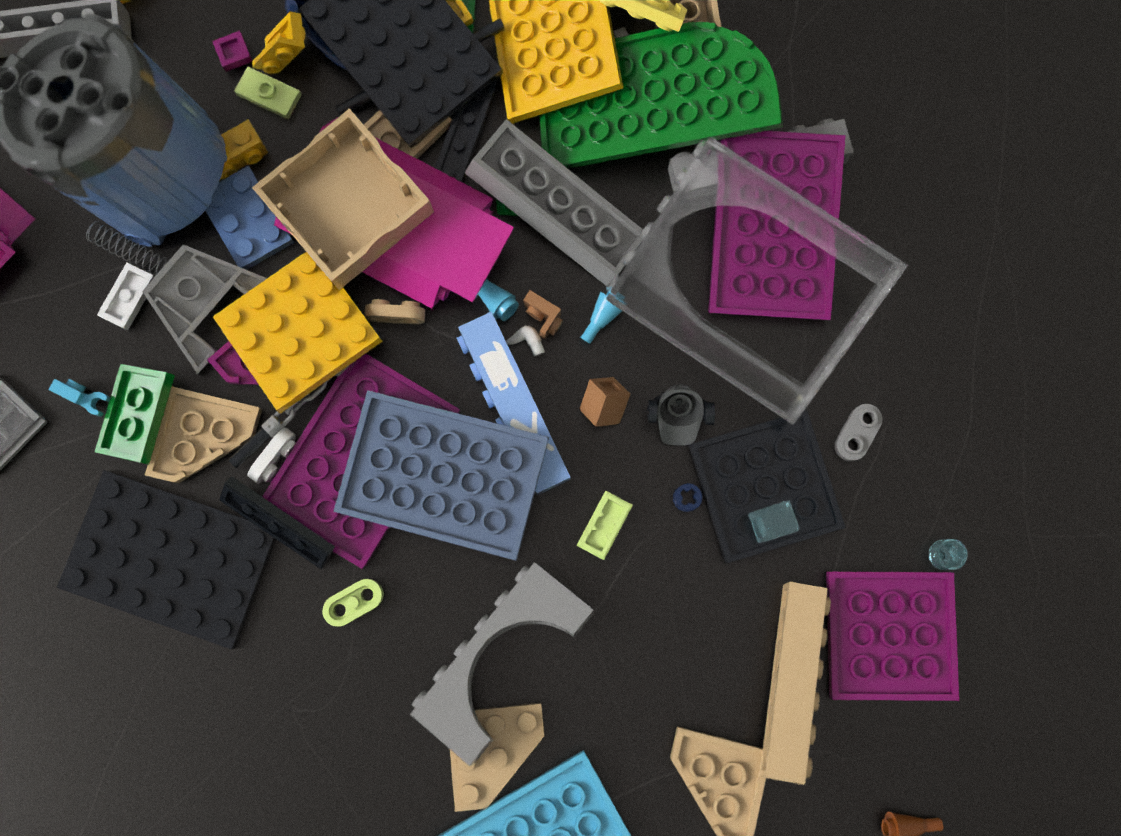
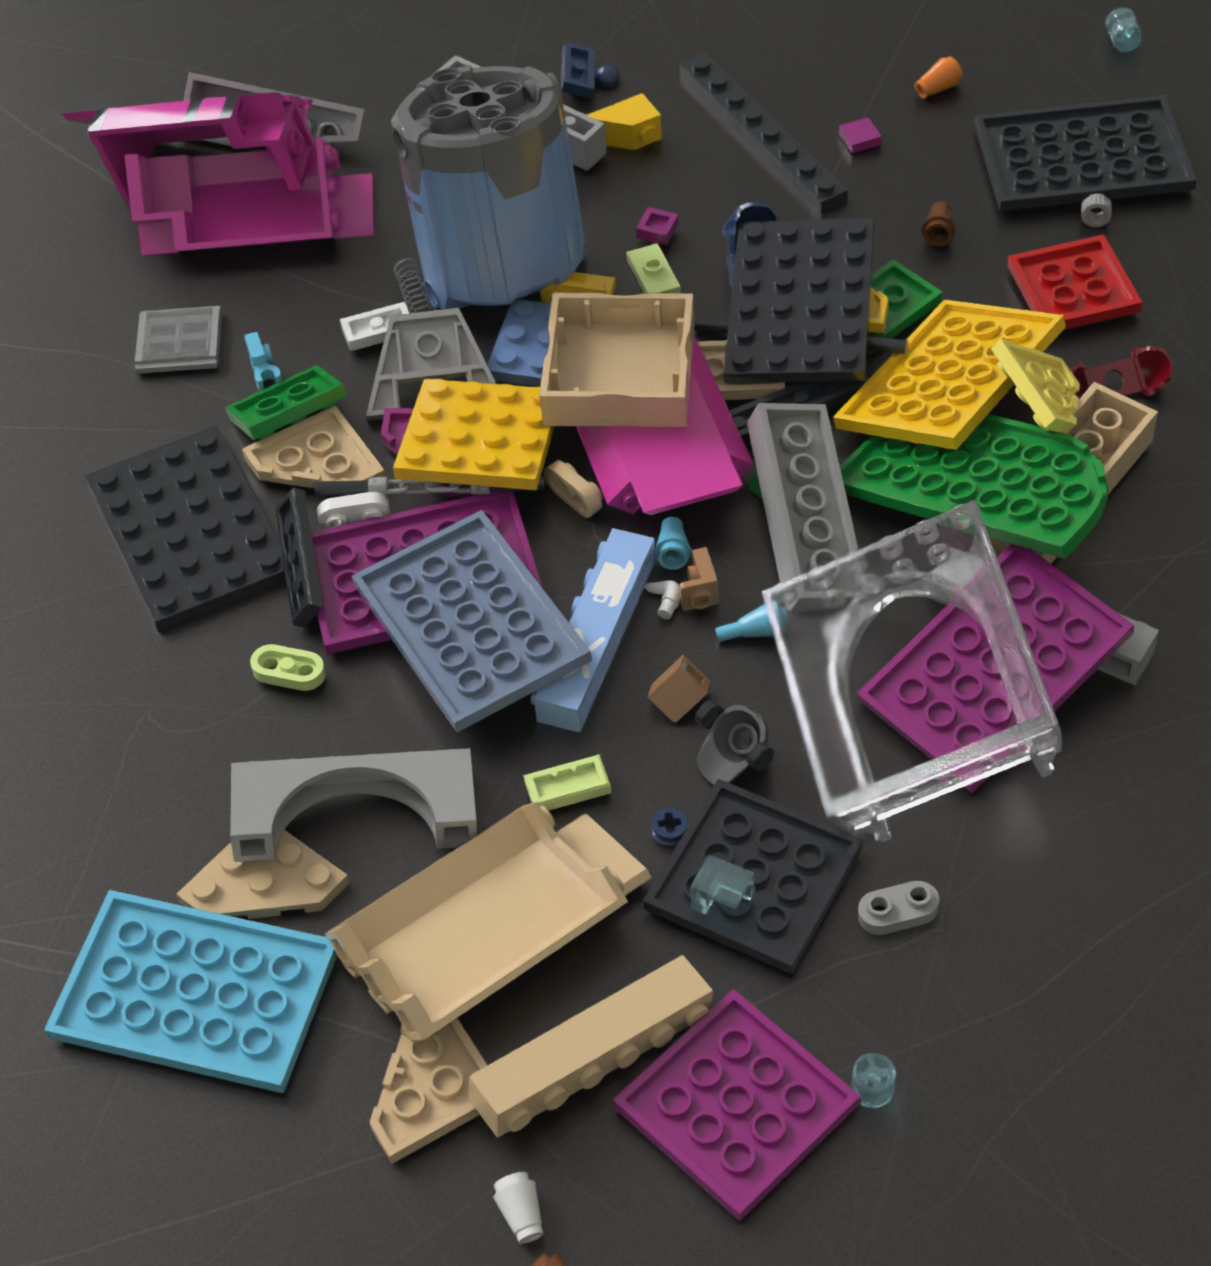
camera: 50 degrees right, 30 degrees down
(281, 45) = (694, 241): yellow bracket -> none
(657, 659) = (484, 915): none -> tan panel
(843, 805) = (519, 1204): none -> white cone

